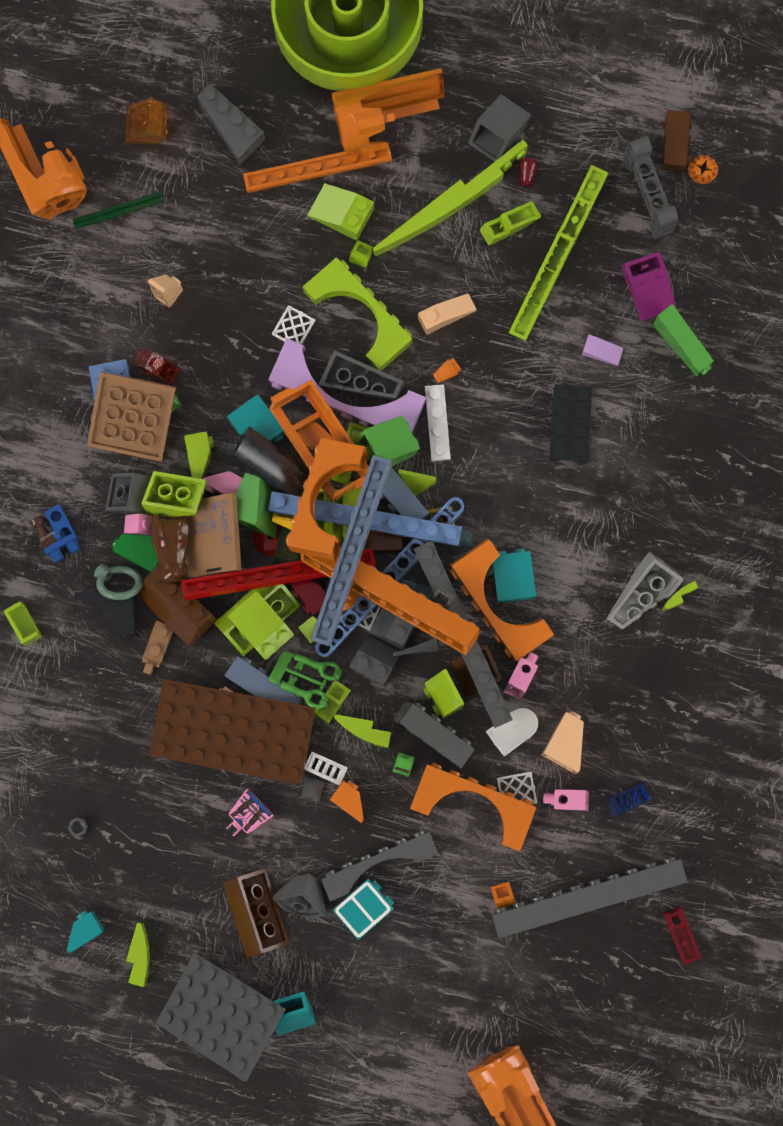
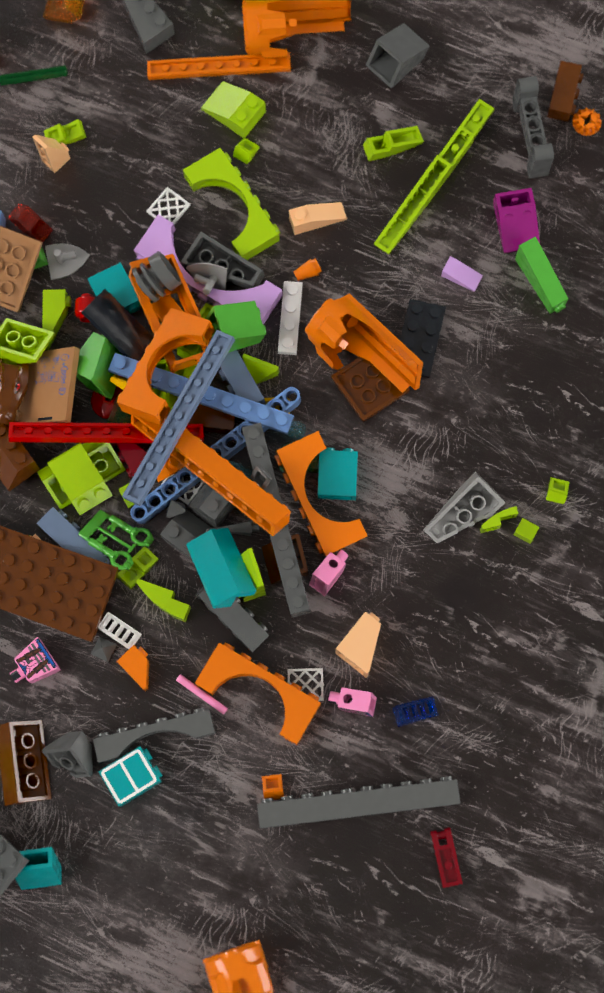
camera: 10 degrees right, 5 degrees down
(174, 264) = (68, 133): none -> lime slope
(198, 398) = (64, 259): none -> light grey shield
(223, 483) = (72, 338): bright pink slope -> none
(228, 444) = (80, 304): none -> red head
(297, 411) = (158, 275): none -> dark grey wheel
(350, 394) = (210, 275): none -> light grey shield
(358, 638) = (175, 508): none -> dark grey slope
(403, 764) = (196, 639): bright green leg -> none
(417, 692) = (220, 567): none -> teal slope
(418, 817) = (202, 694): none -> bright pink bar
(452, 200) = (340, 114): lime slope -> none
(505, 427) = (351, 327): none -> orange piece
(515, 732) = (312, 626): white window -> none
(527, 171) = (418, 97): dark red cone -> none
(529, 478) = (366, 388): none -> reddish brown plate
(708, 602) = (526, 531): none -> lime slope
(732, 556) = (557, 490): none -> lime slope

